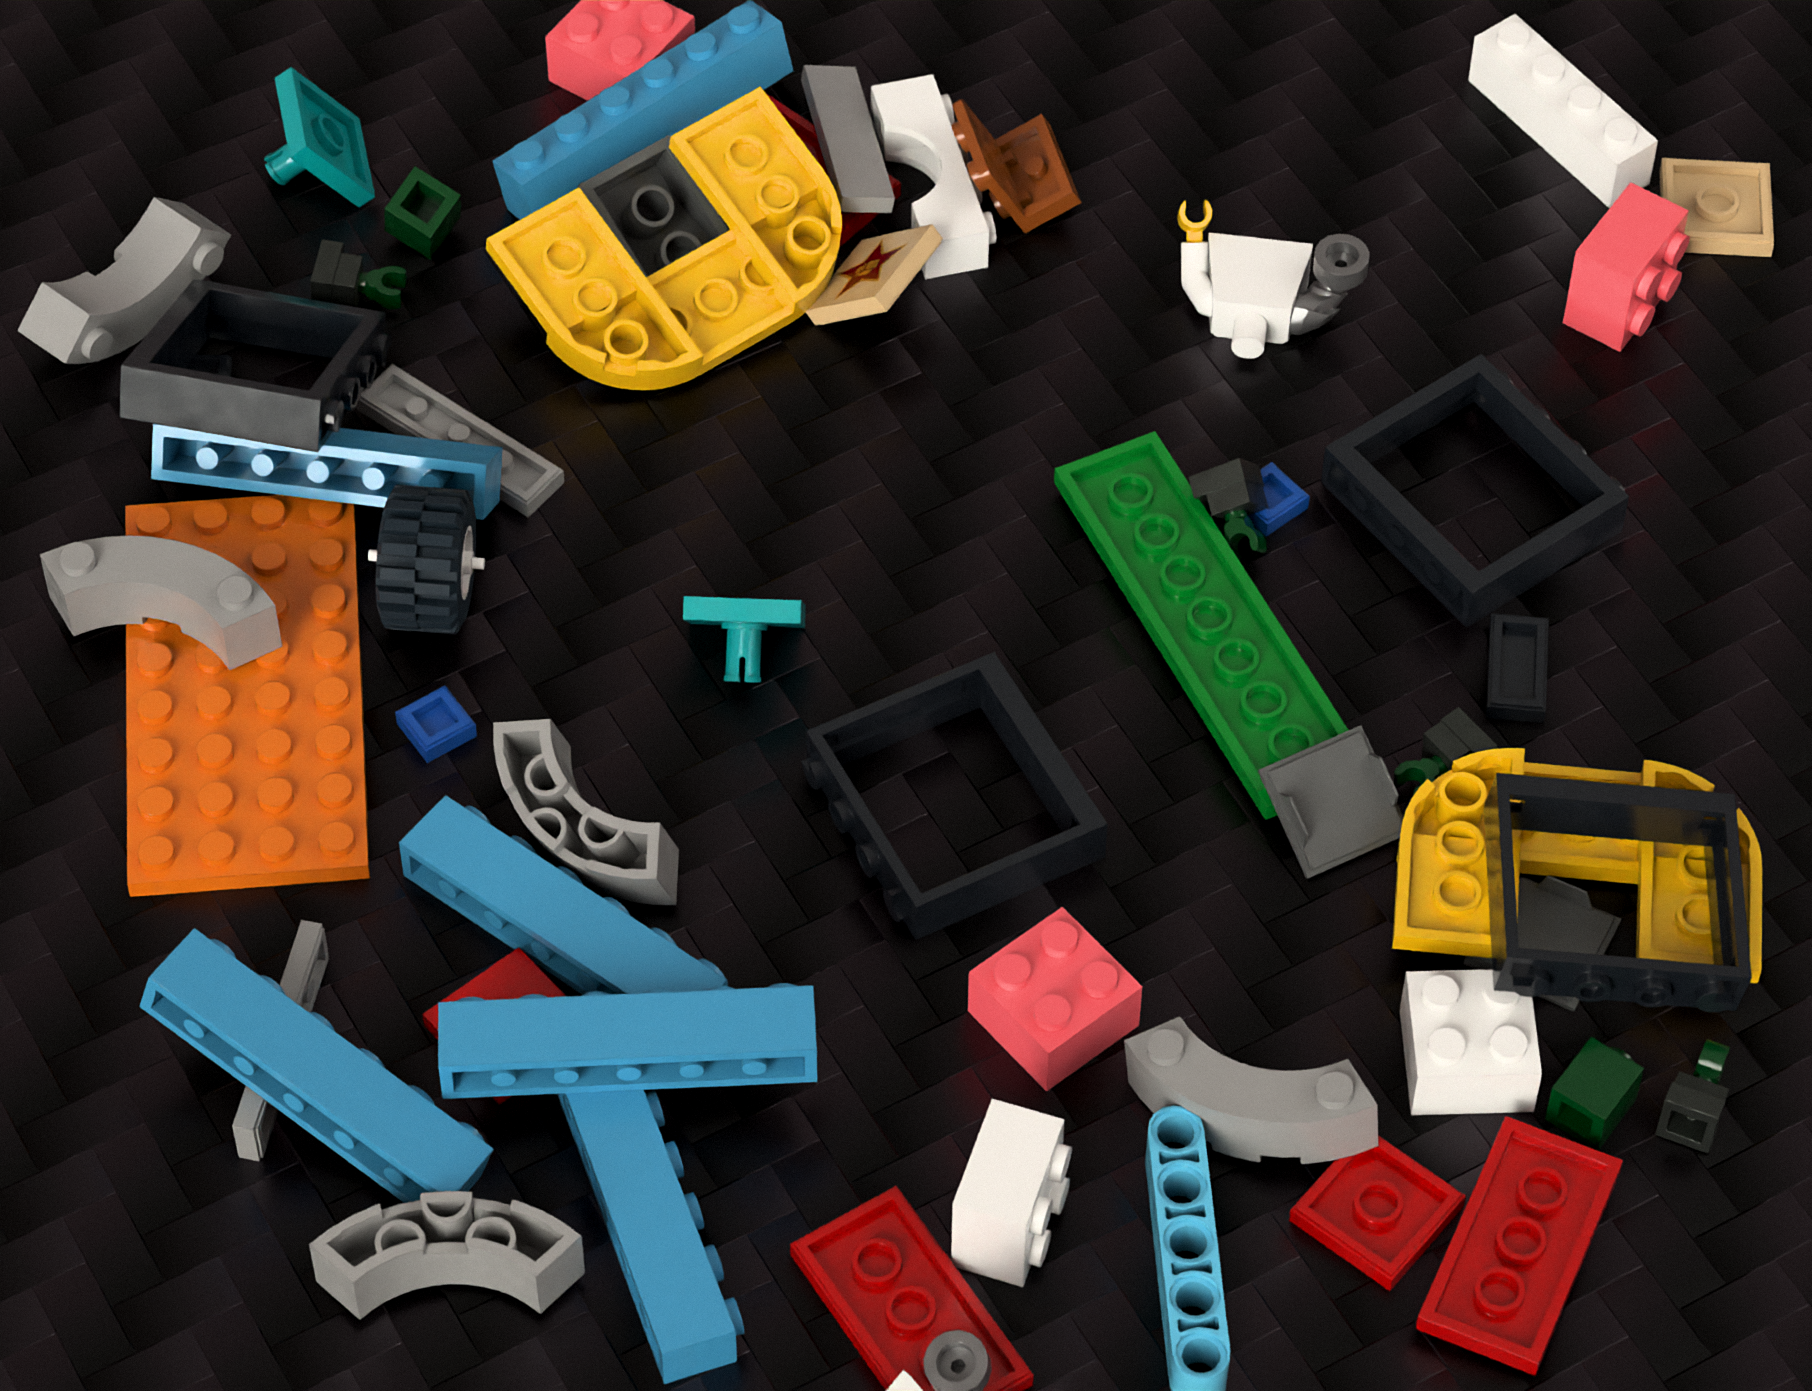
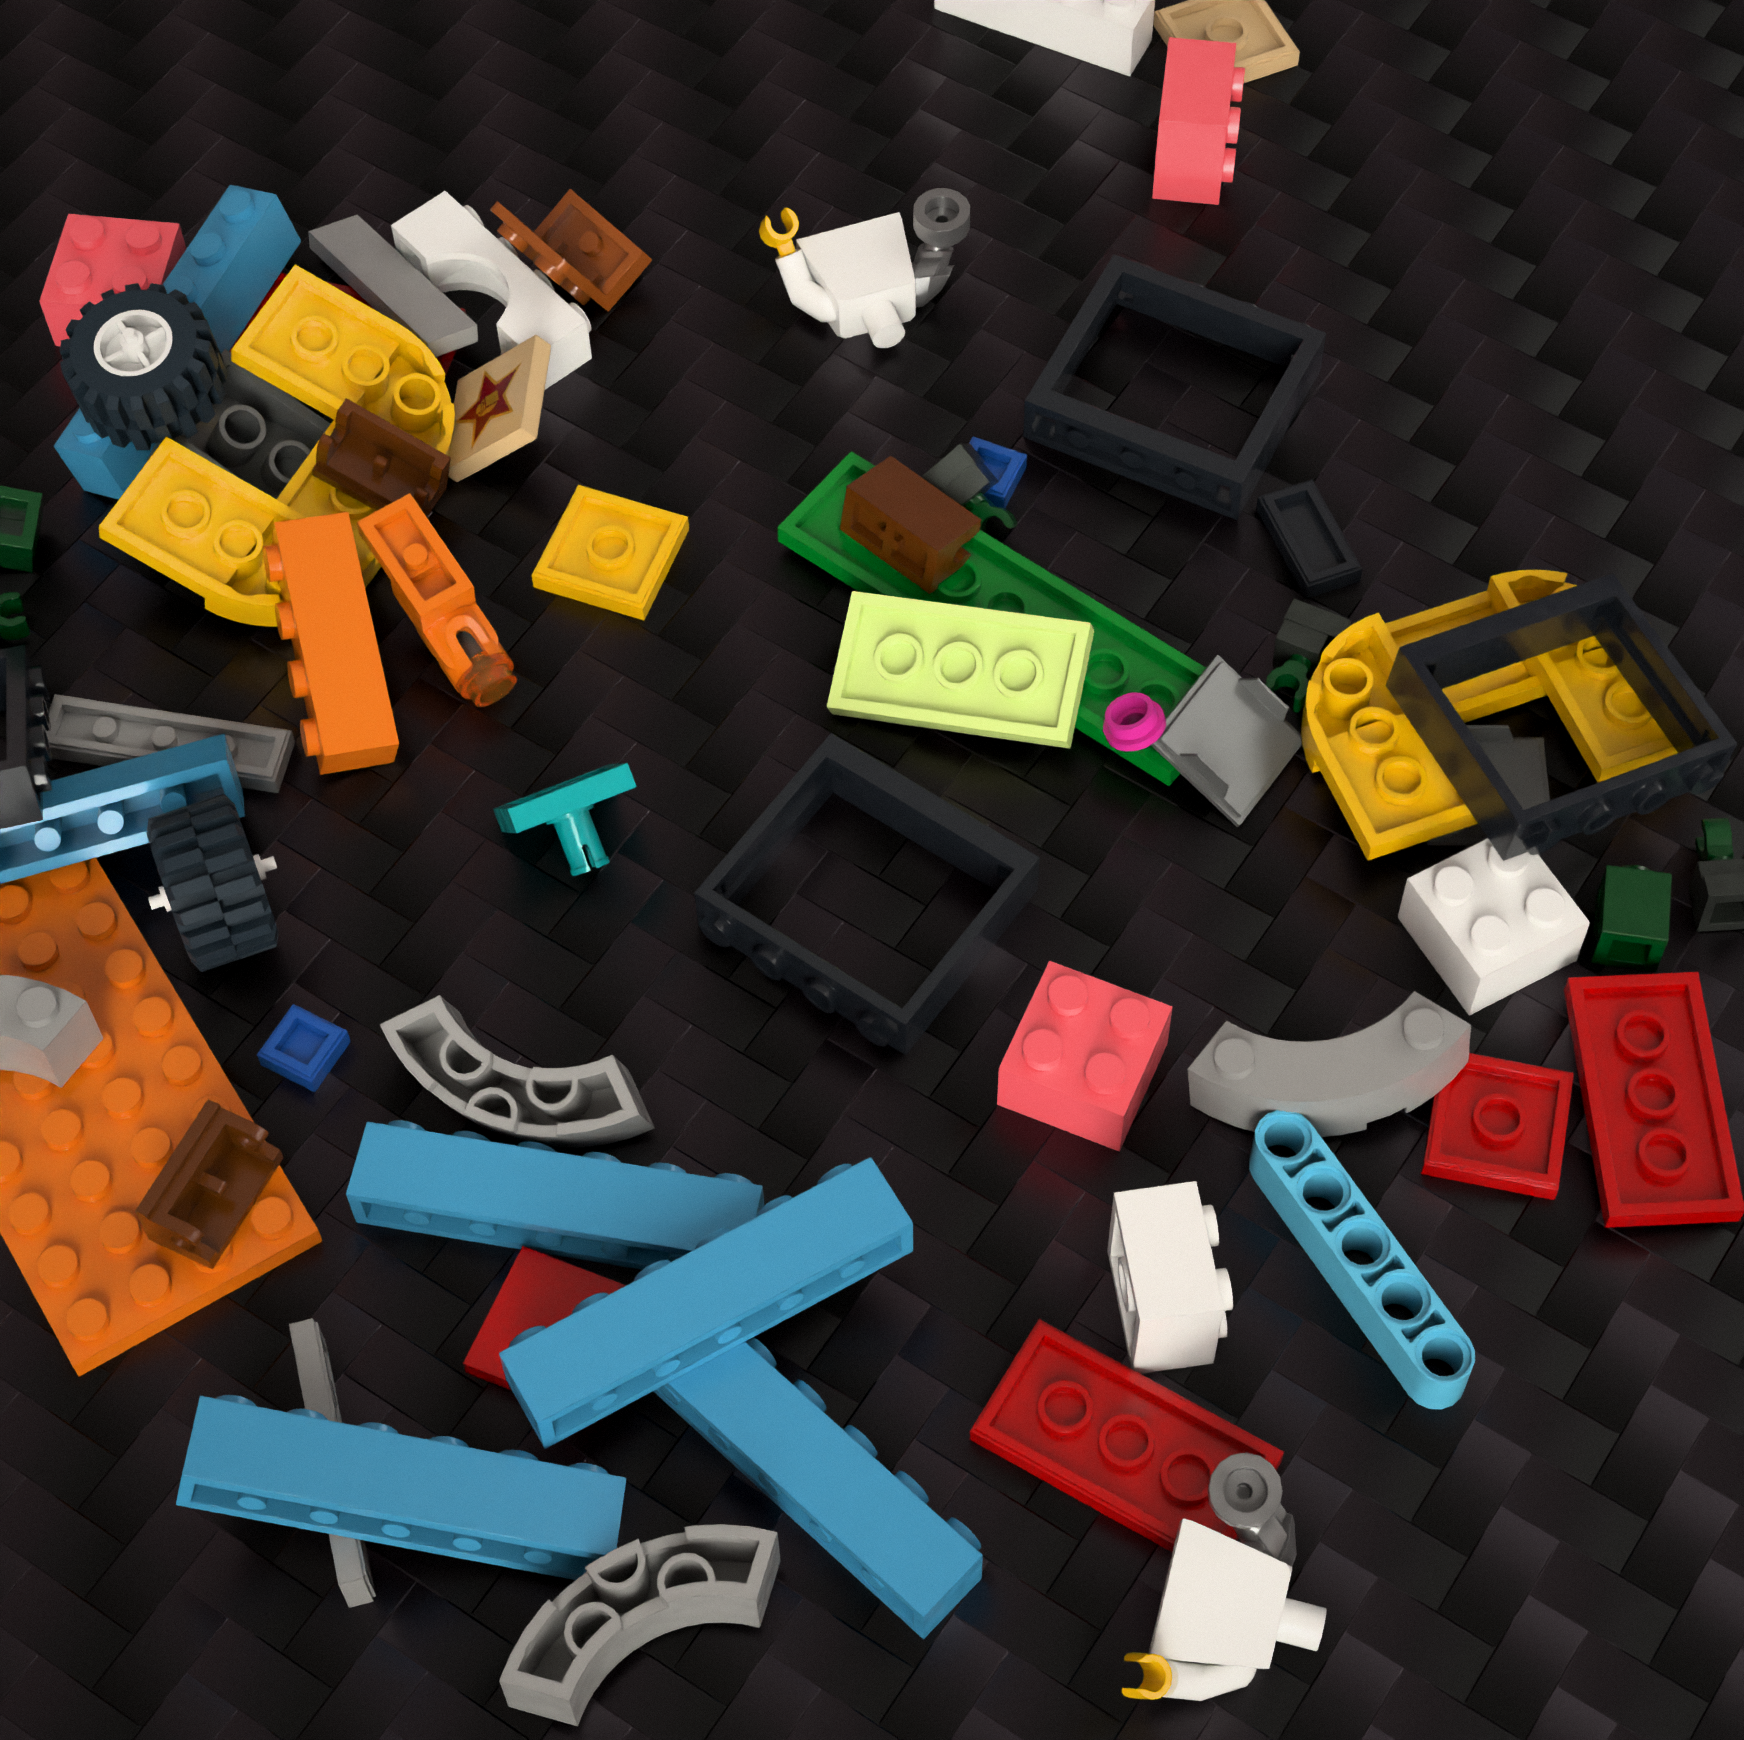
camera: 25 degrees left, 5 degrees up
(297, 789) = (208, 1185): none -> reddish brown hinge
(588, 122) = (143, 366): none -> black wheel
(626, 411) = (332, 643): none -> orange brick
(733, 413) = (439, 600): none -> orange plate
(746, 284) = (379, 461): none -> reddish brown hinge
(908, 434) = (610, 552): none -> yellow tile
(1137, 647) = (961, 669): none -> yellowish green plate
(1161, 508) = (908, 523): none -> reddish brown hinge
(1253, 749) = (1133, 722): none -> dark pink plate

